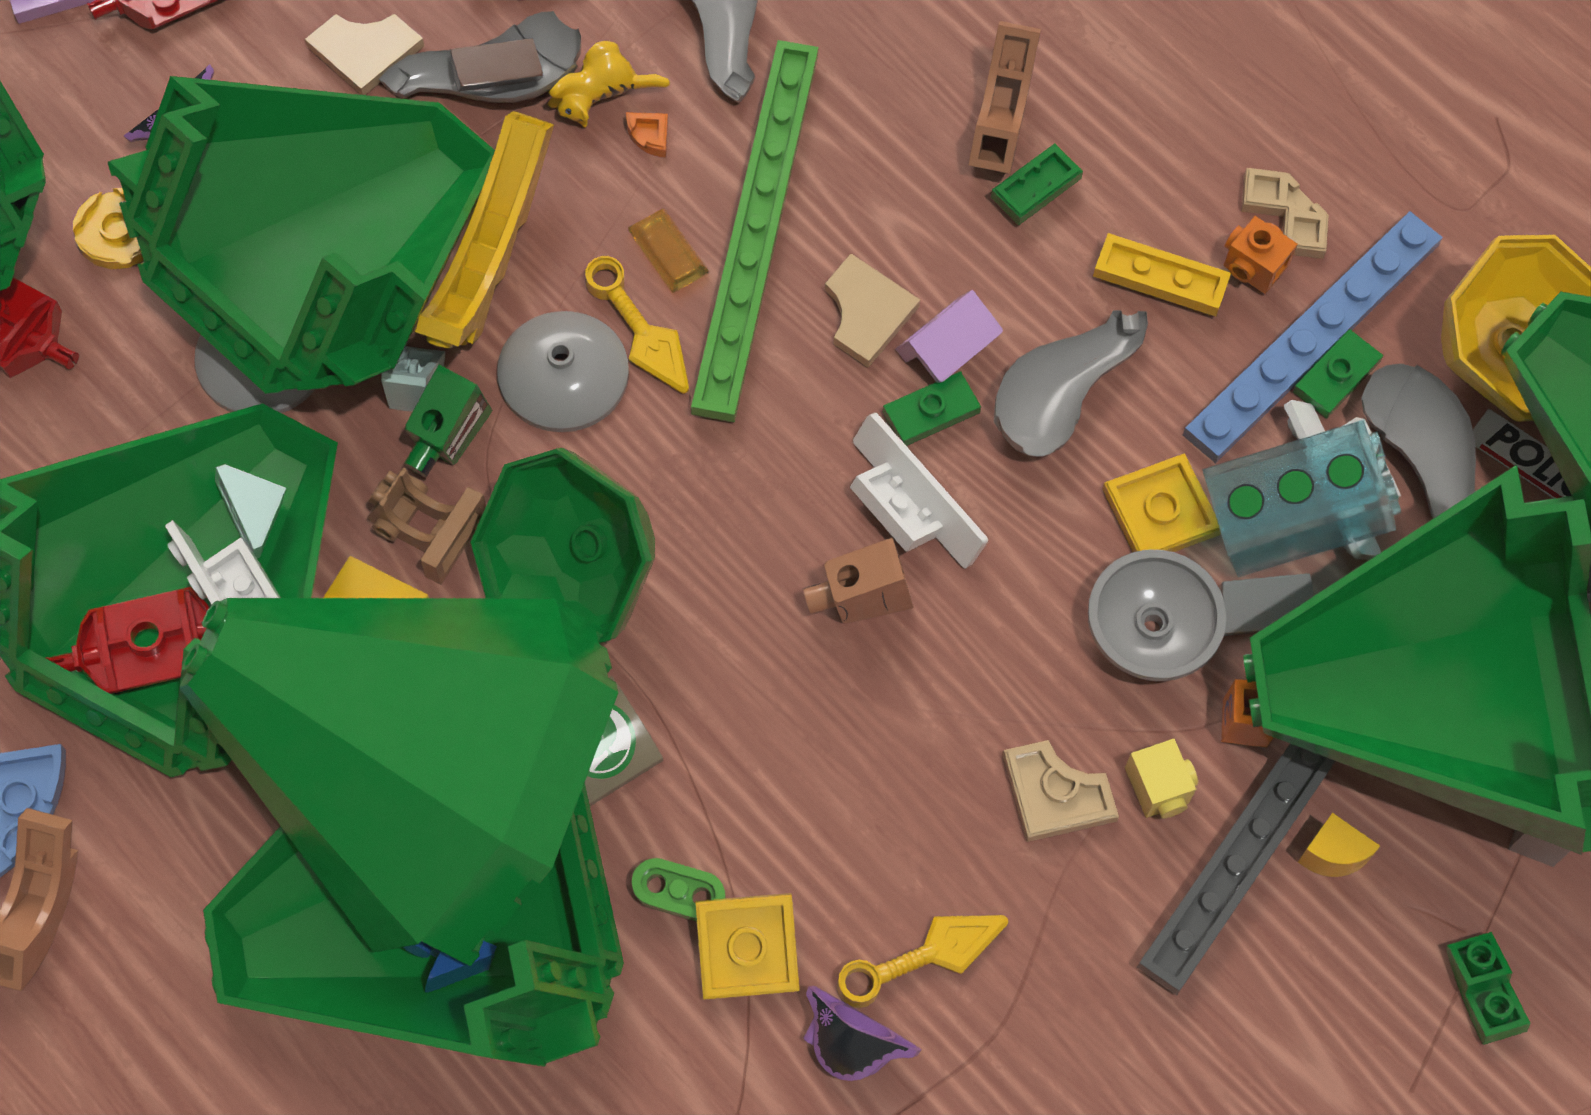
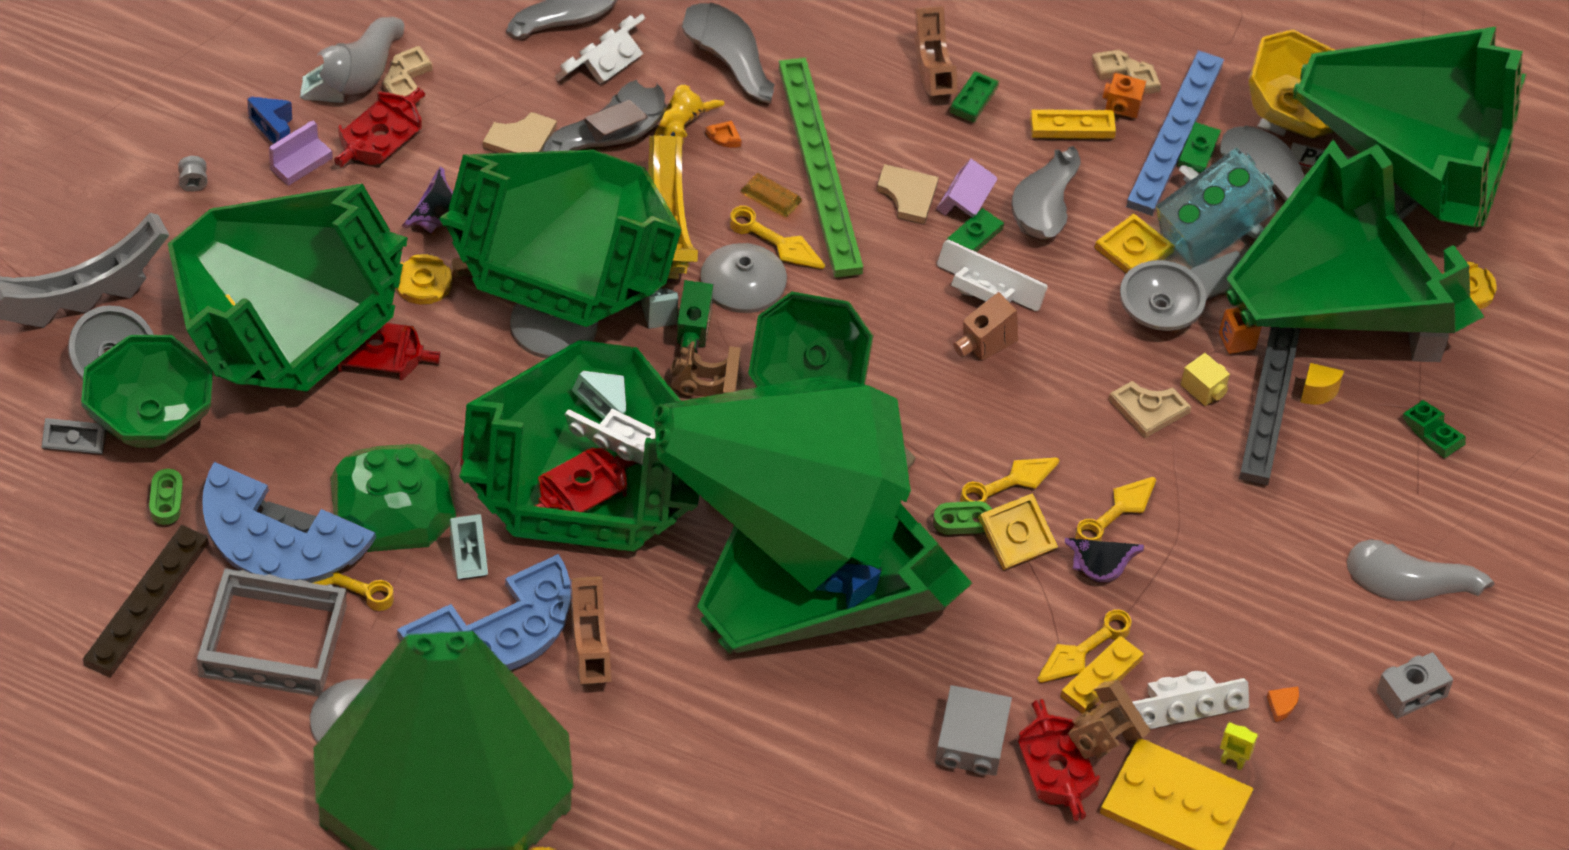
camera: 25 degrees left, 15 degrees down
(814, 843) = (1023, 472): none -> yellow piece

